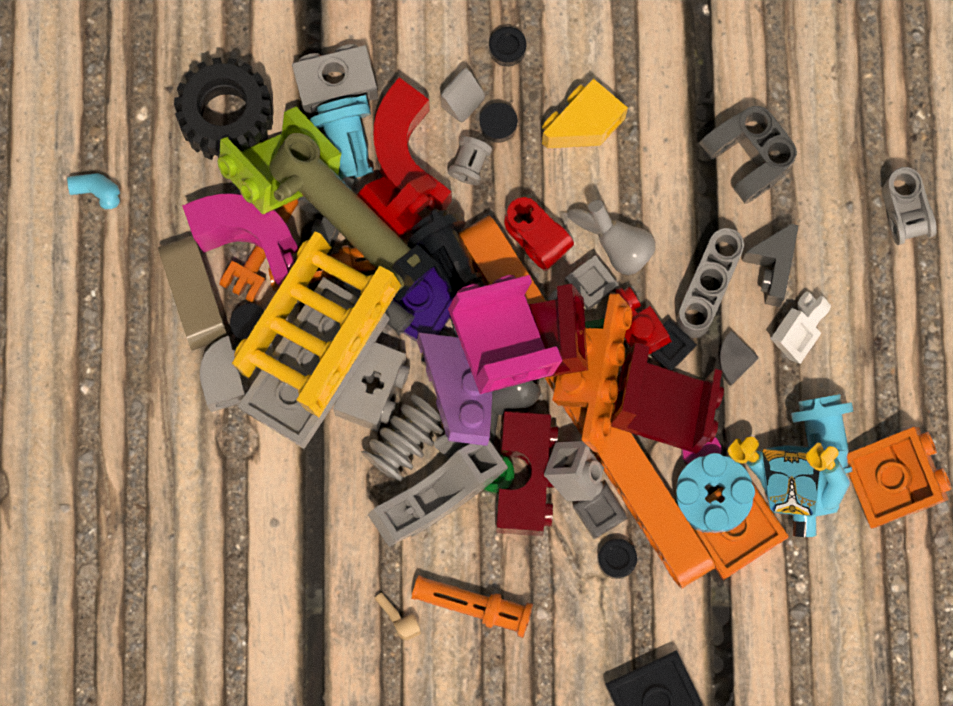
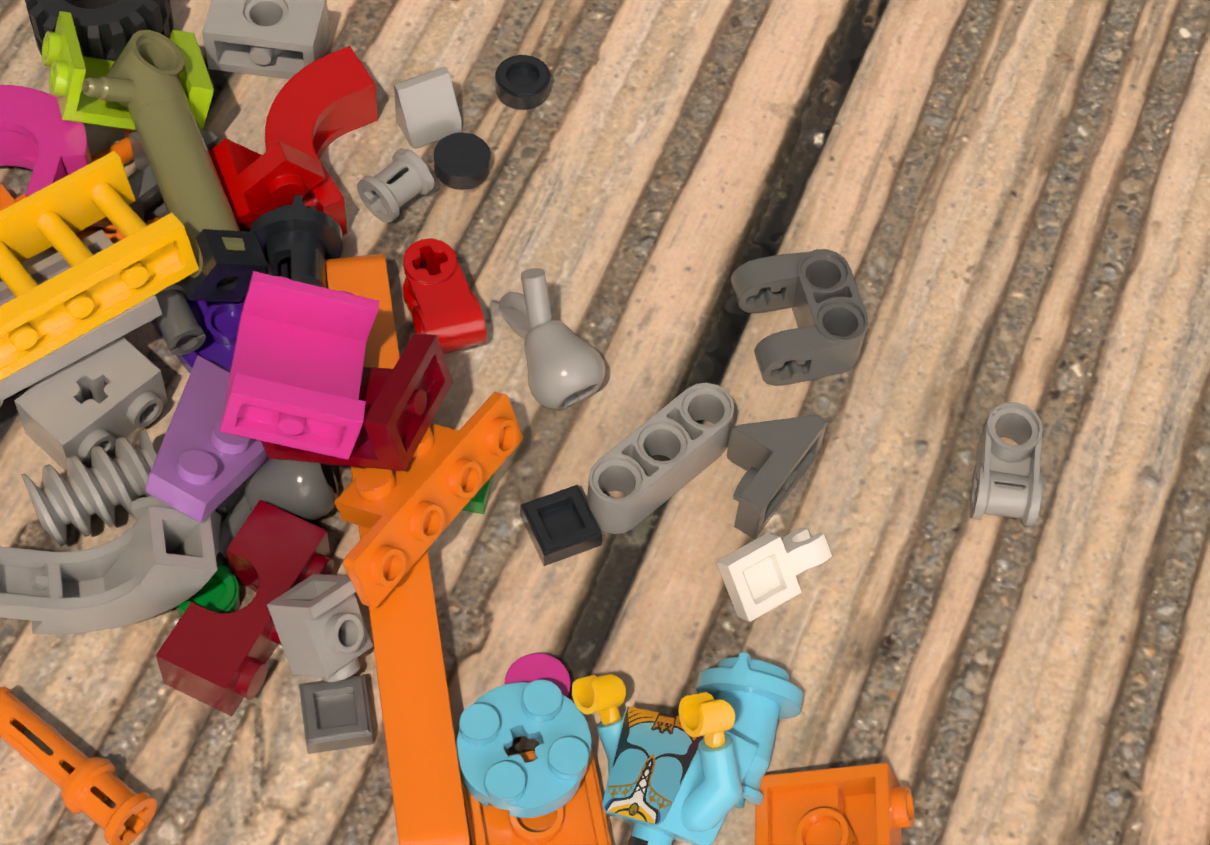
camera: 20 degrees right, 20 degrees down
(344, 130) = (244, 72): medium azure piece -> none
(587, 119) = (581, 193): yellow slope -> none
(591, 281) = (473, 386): light grey plate -> none
(617, 559) = (326, 793): black tile -> none
(645, 325) = (529, 477): red plate -> none
(666, 403) = (505, 584): dark red panel -> none
(735, 358) = (653, 579): flat silver tile -> none

